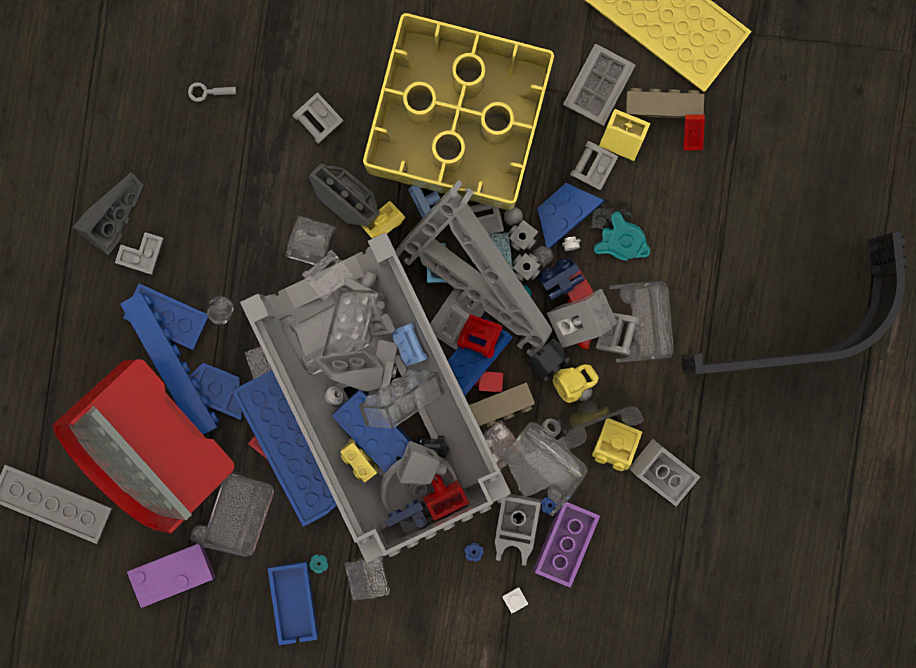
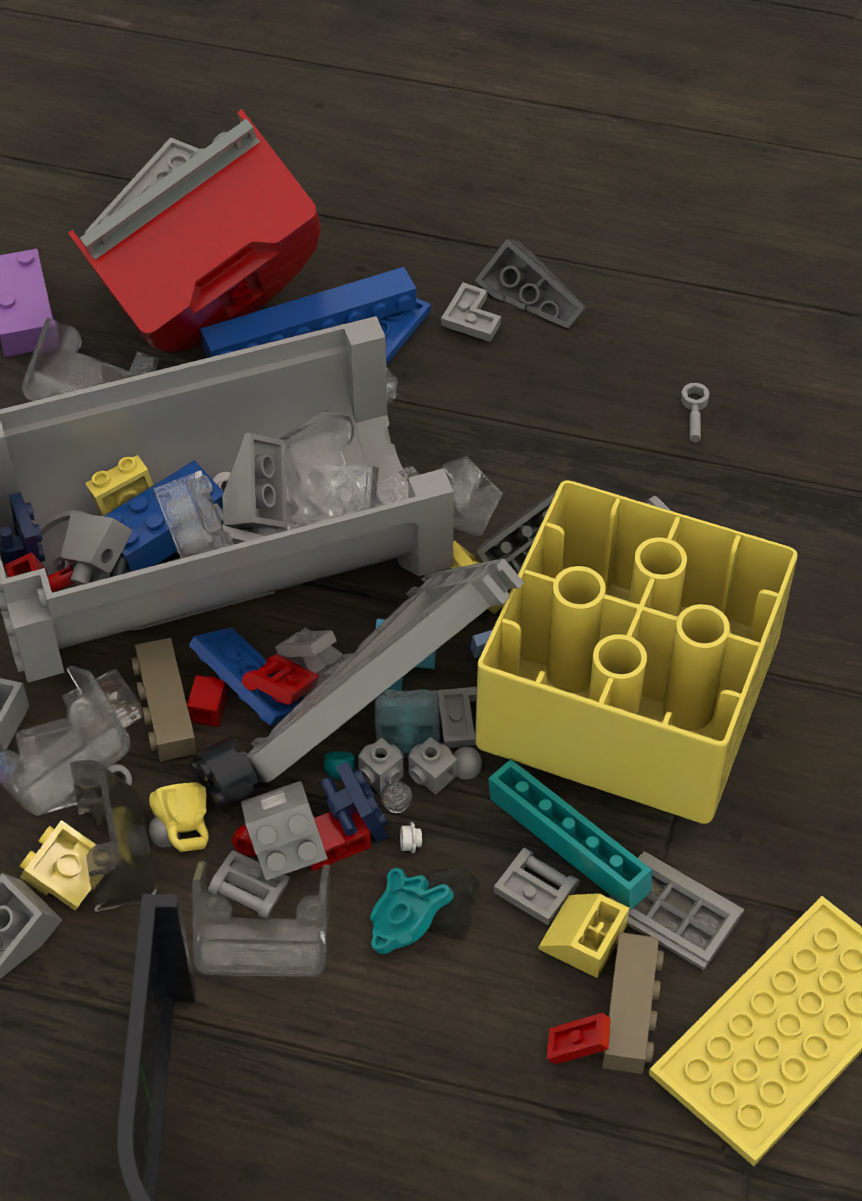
camera: 95 degrees right, 35 degrees down
(565, 147) = (570, 834): none -> teal brick
(565, 211) = (463, 830): blue wing -> none

